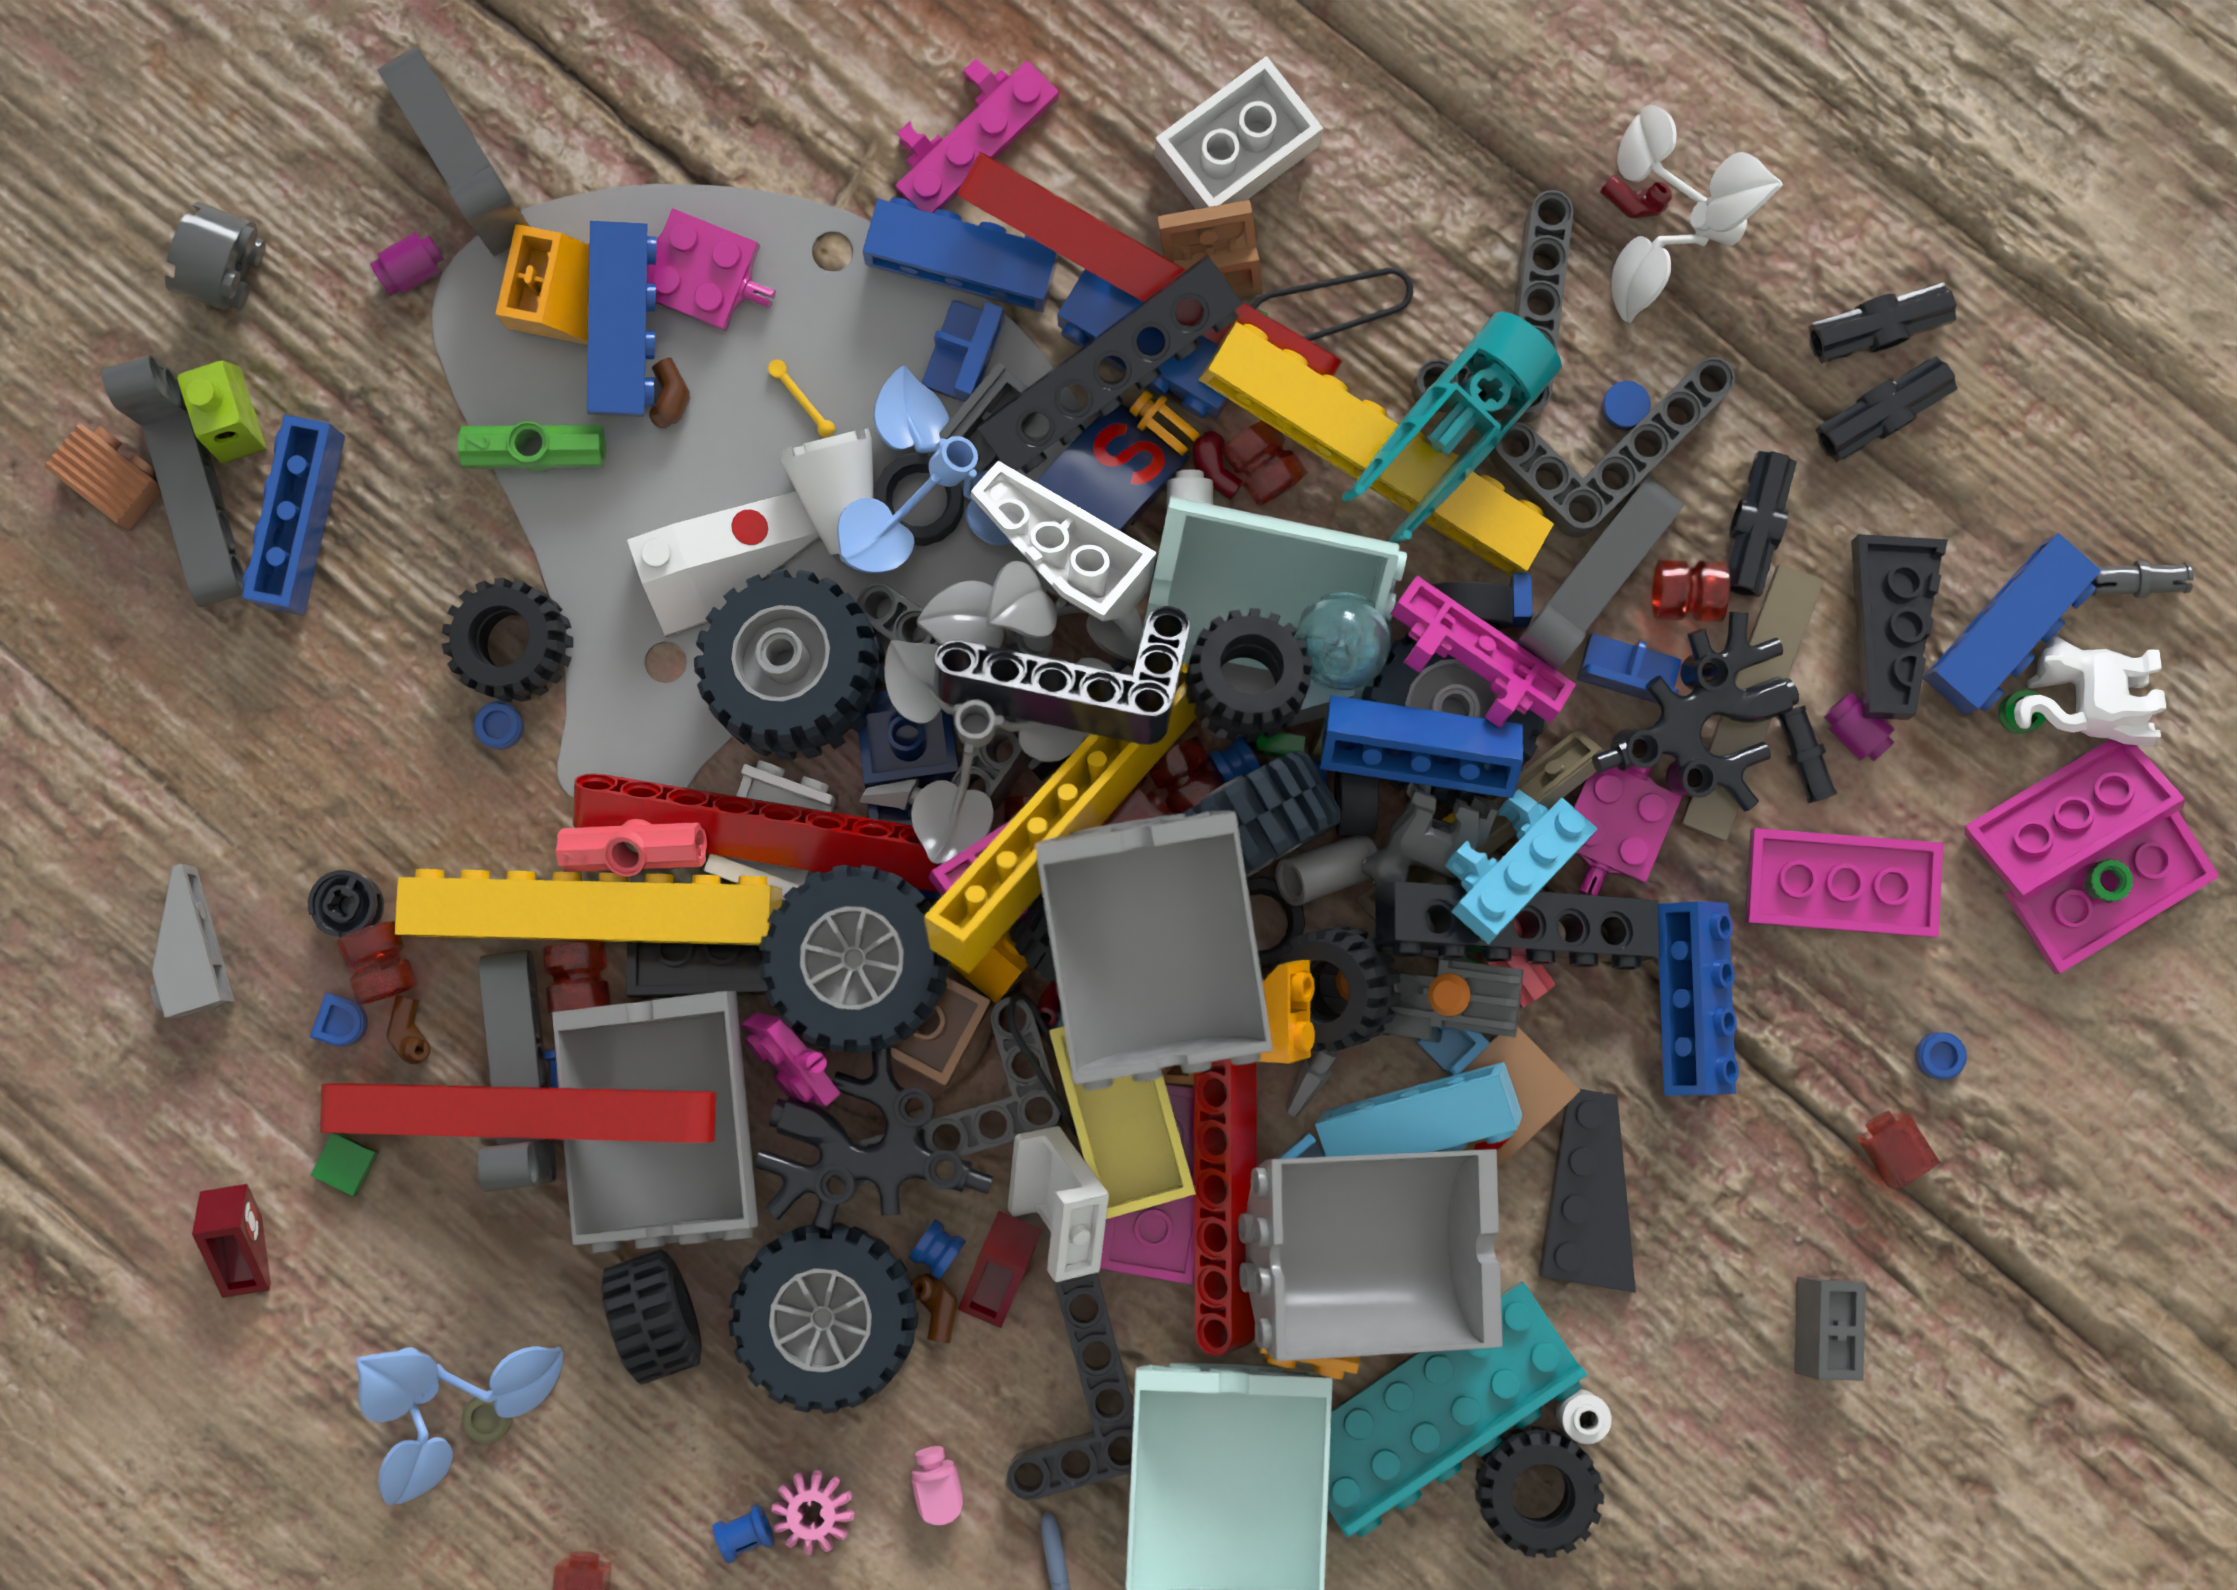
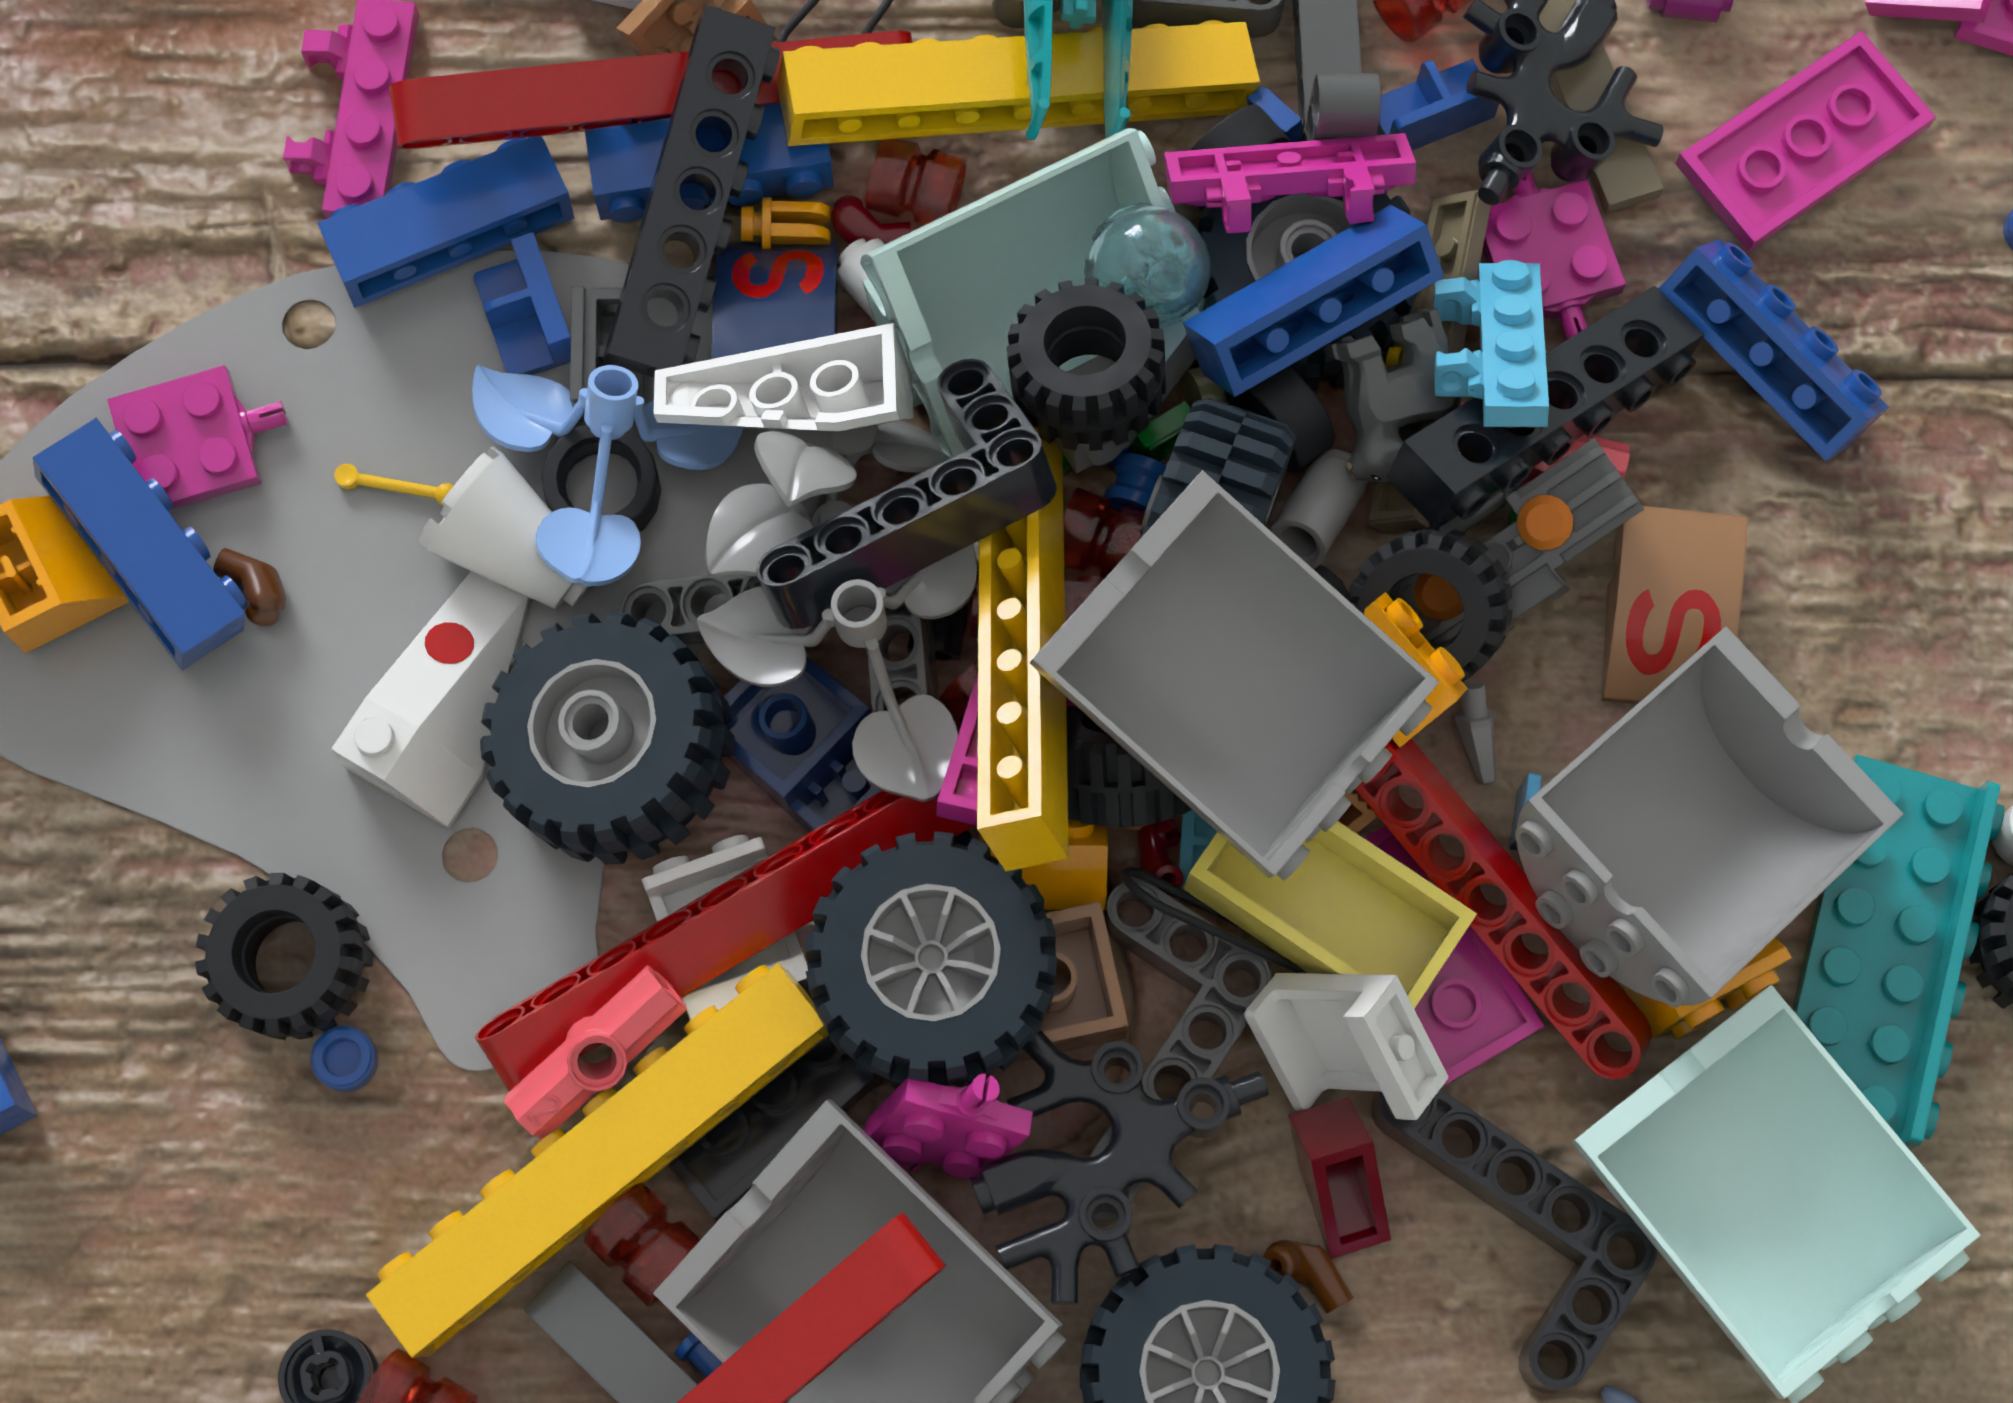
camera: 40 degrees left, 10 degrees down
(503, 445) = (115, 768): bright green piece -> none
(895, 794) = (824, 783): light grey bar -> none
(937, 1249) = (1259, 1210): blue wheel -> none
(1425, 1116) = (1628, 656): medium azure brick -> none
(1455, 1049) = (1593, 584): dark azure panel -> none
(1588, 1205) = (1845, 630): black wing -> none
(1806, 754) = (1664, 53): black pin -> none

